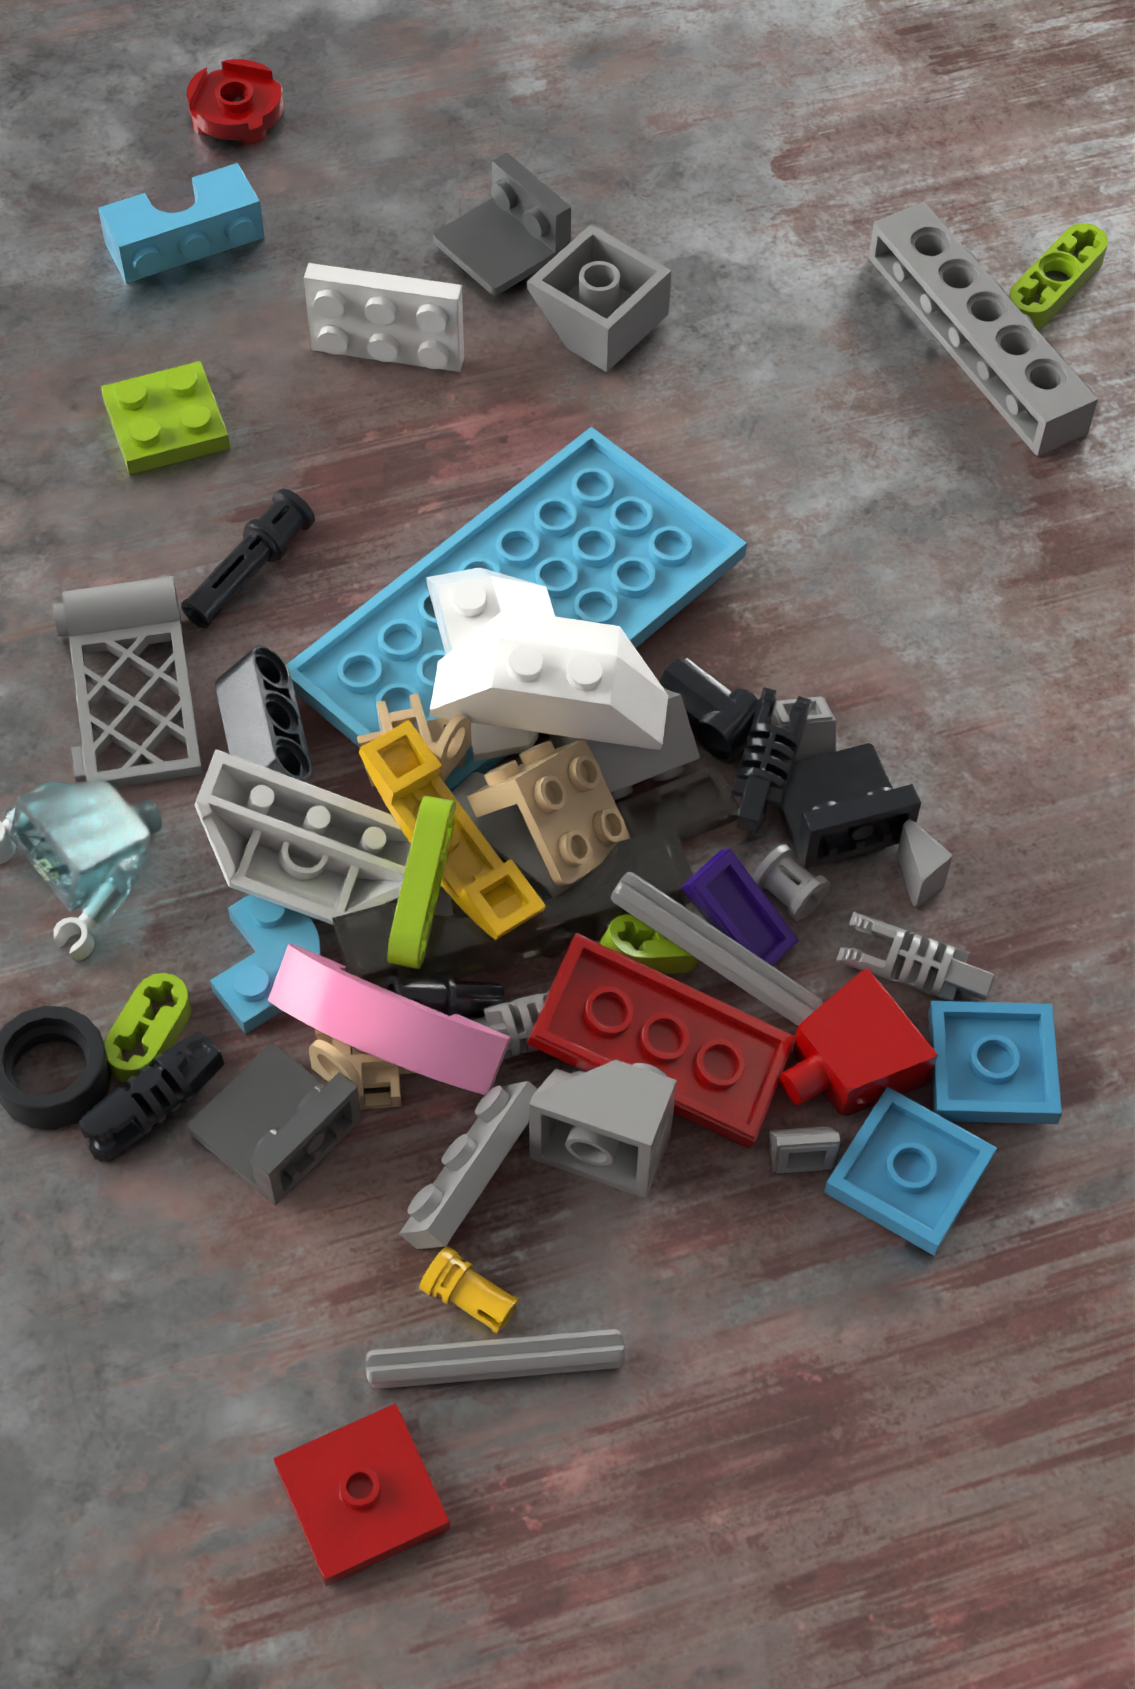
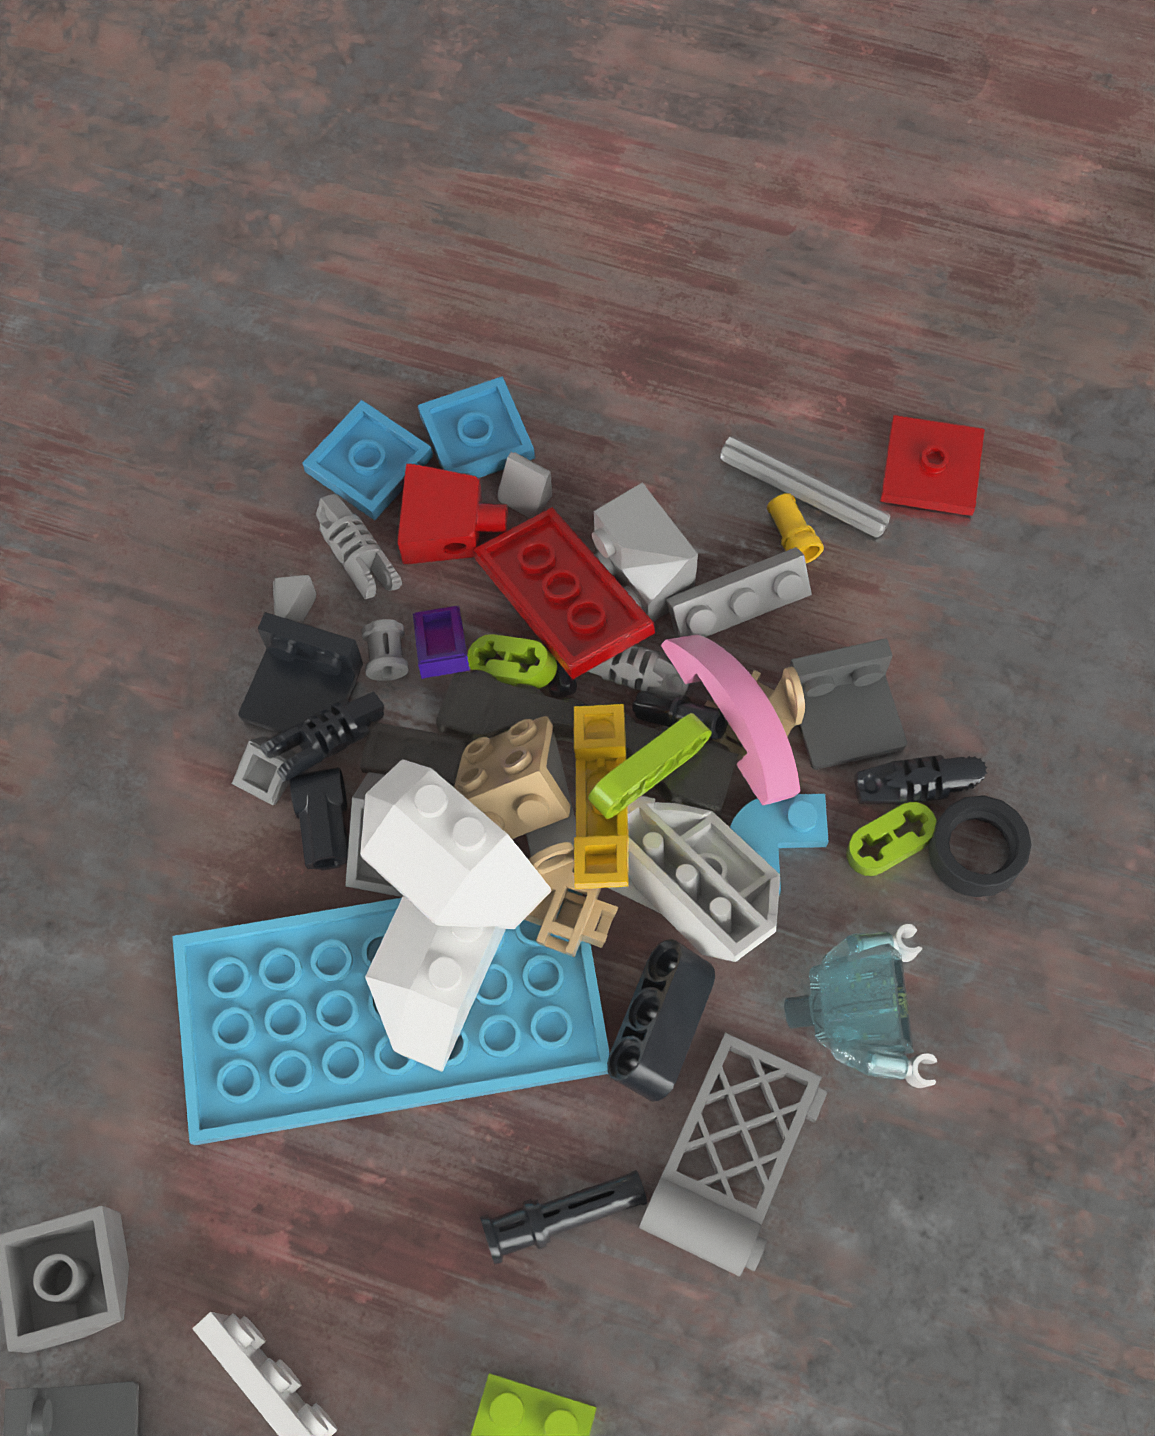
camera: 140 degrees left, 10 degrees up
(714, 948) = (480, 625): light grey axle -> none

